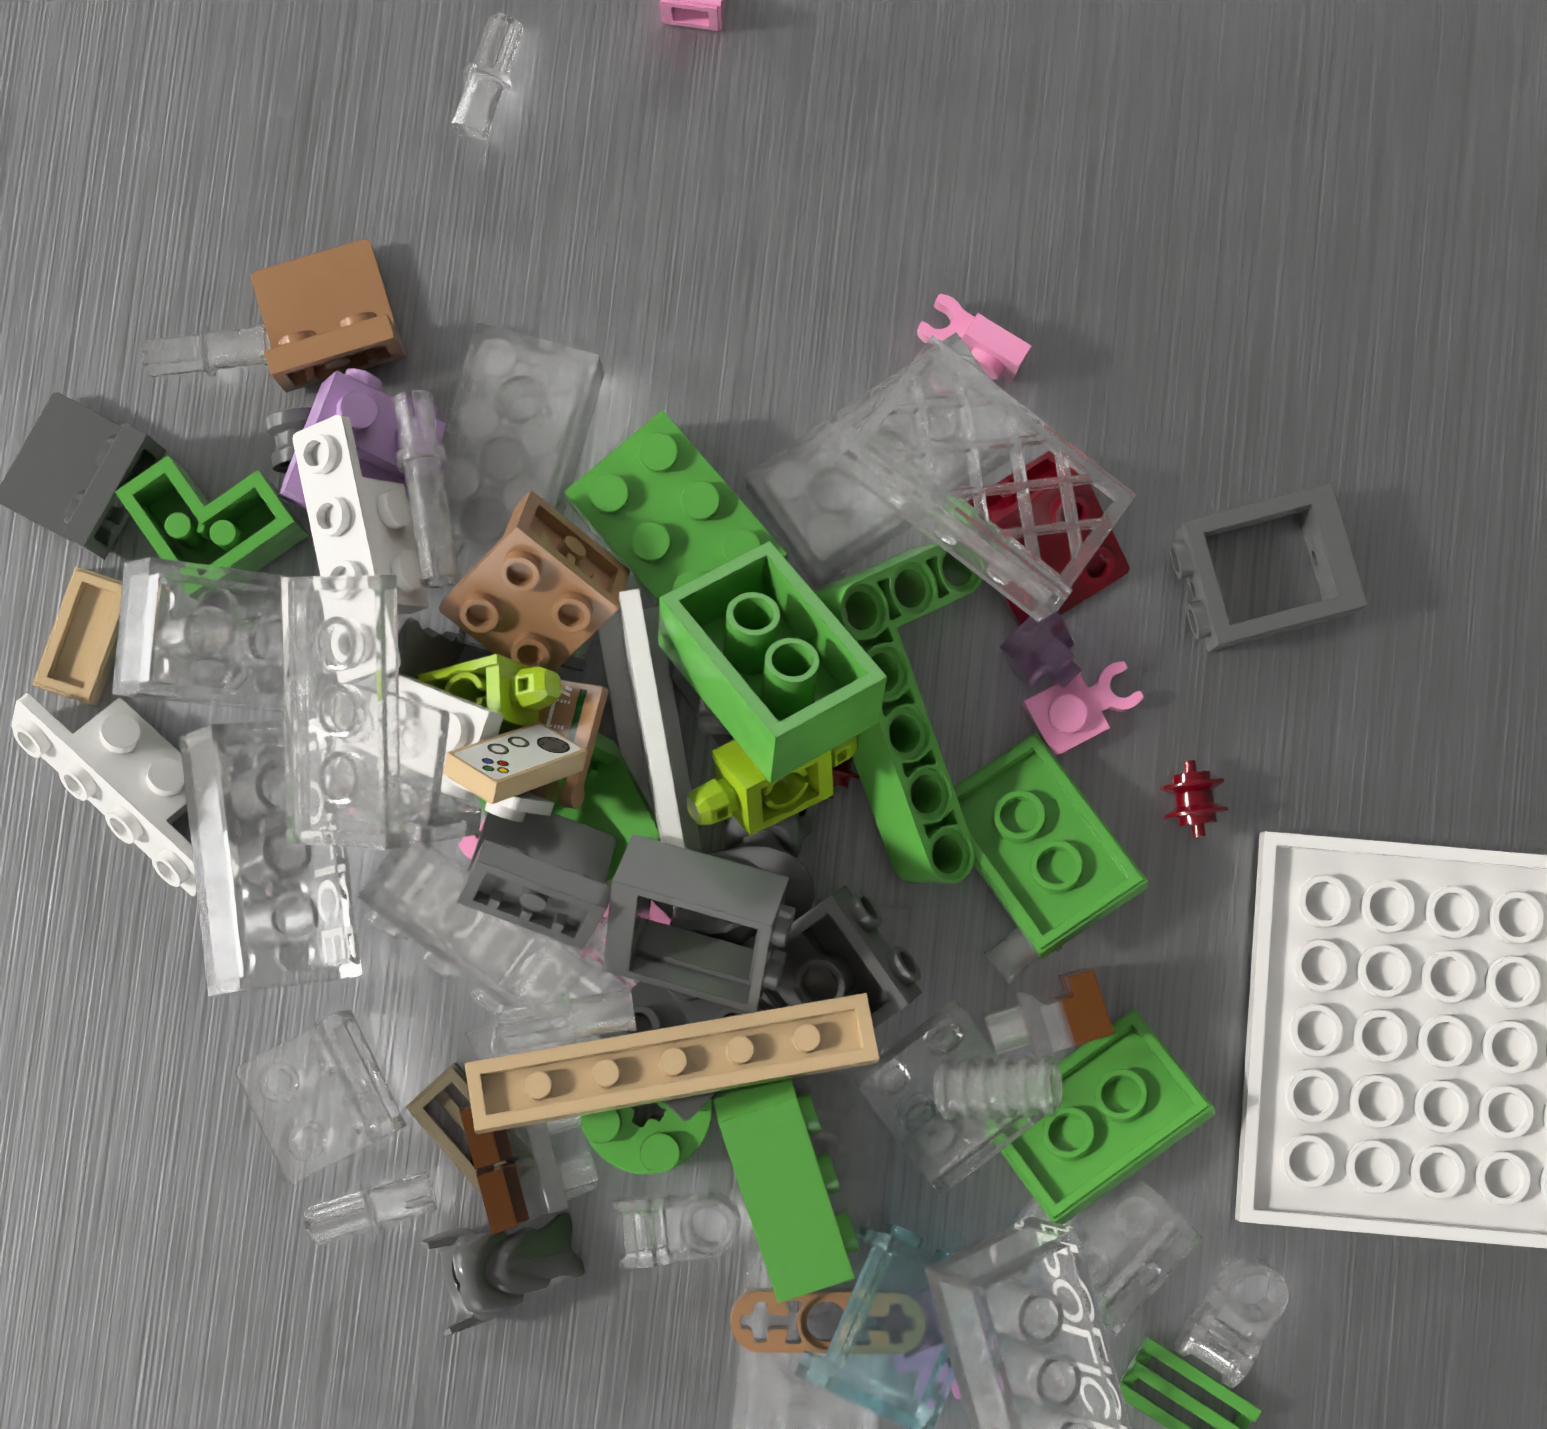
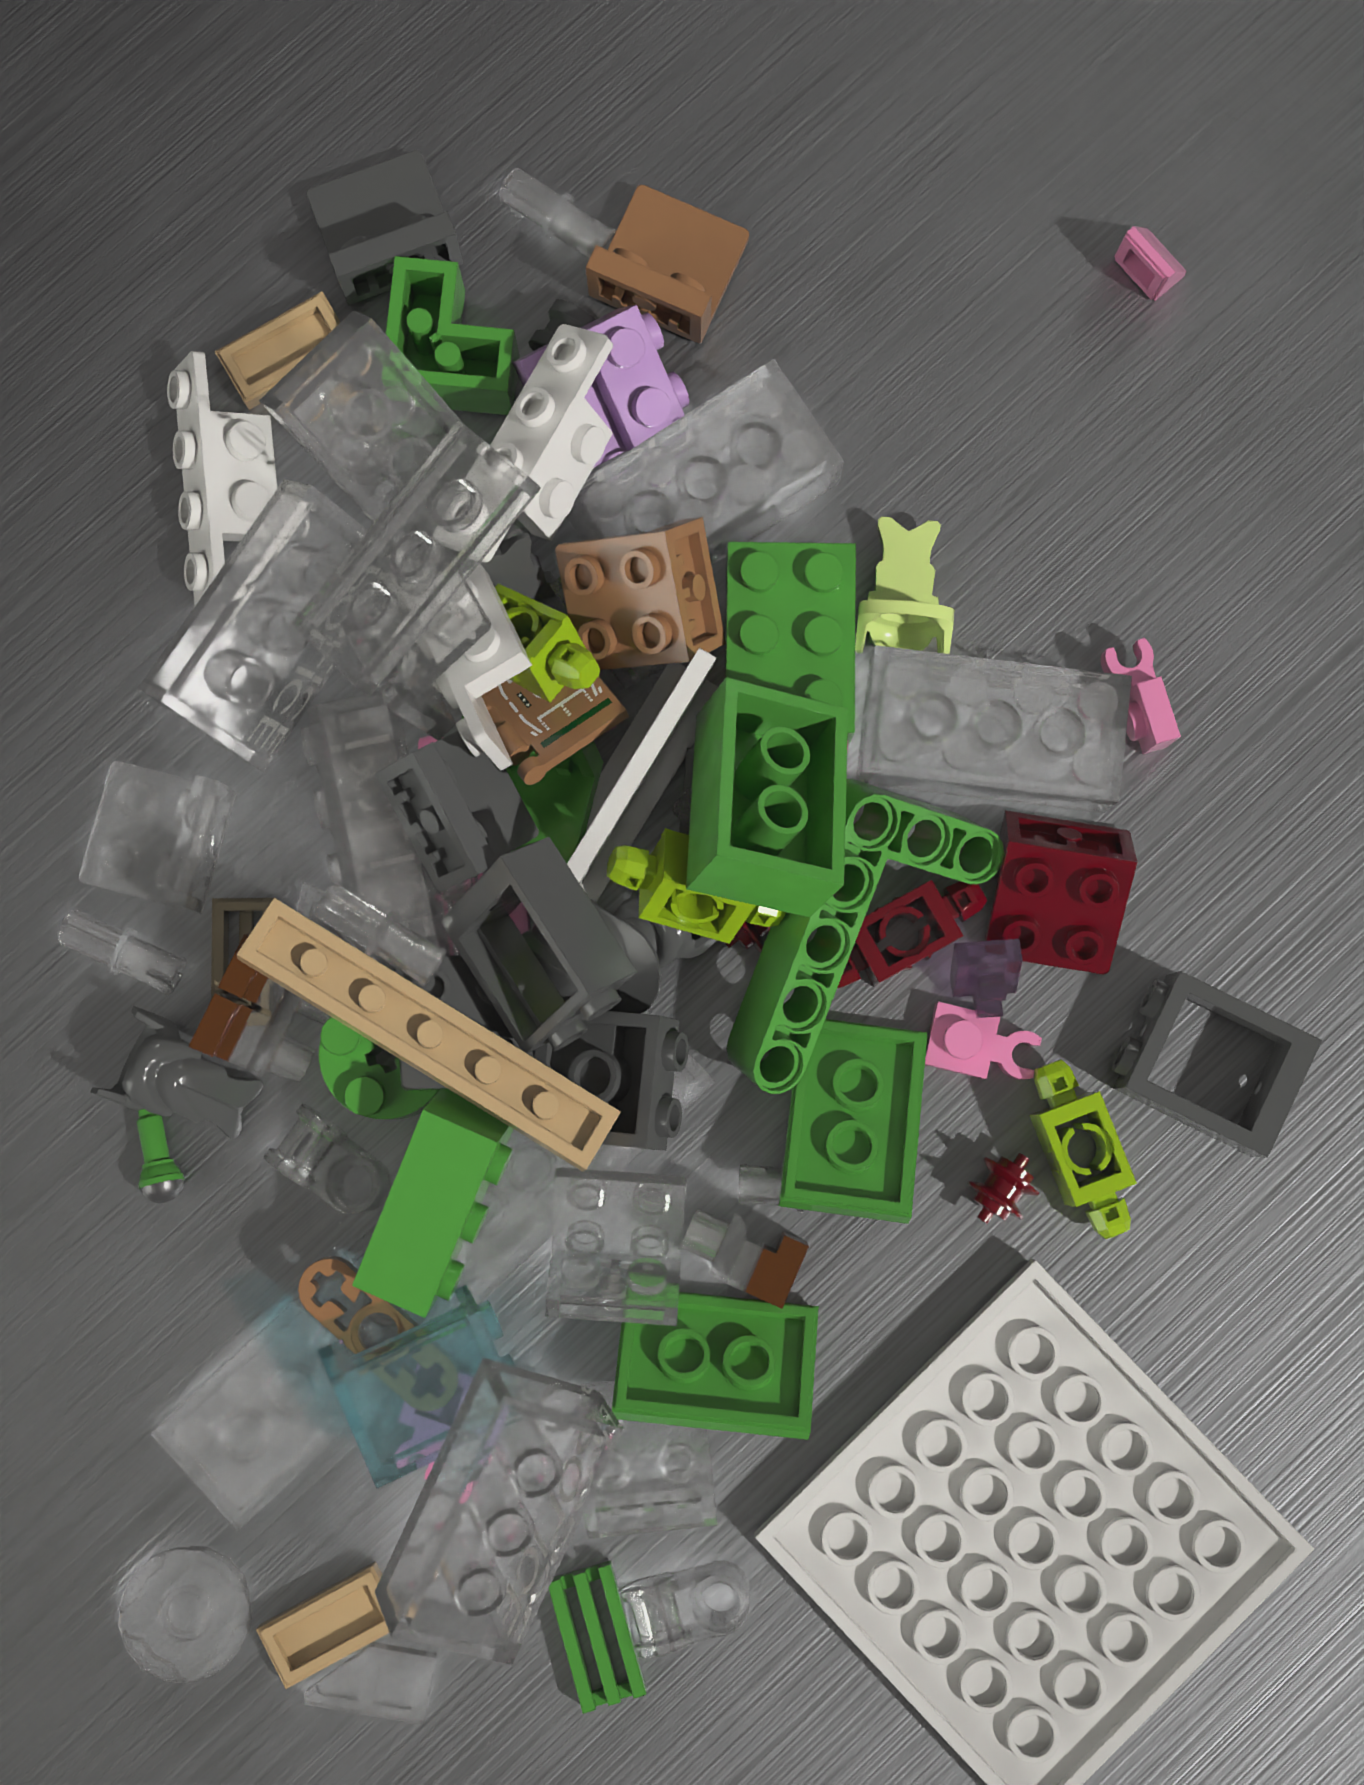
camera: 40 degrees right, 0 degrees up
(423, 464) = (638, 428): clear pin -> none
(487, 77) = (945, 186): clear axle -> none
(514, 762) = (508, 706): tile -> none
(553, 1352) = (160, 1176): none -> bright green piece
(736, 428) = (902, 605): none -> yellowish green hair
(967, 529) = (1001, 816): clear fence -> none
(967, 633) = (959, 902): none -> dark red piece
(998, 1088) = (658, 1272): clear piece -> none
(1286, 748) = (1107, 1212): none -> lime piece

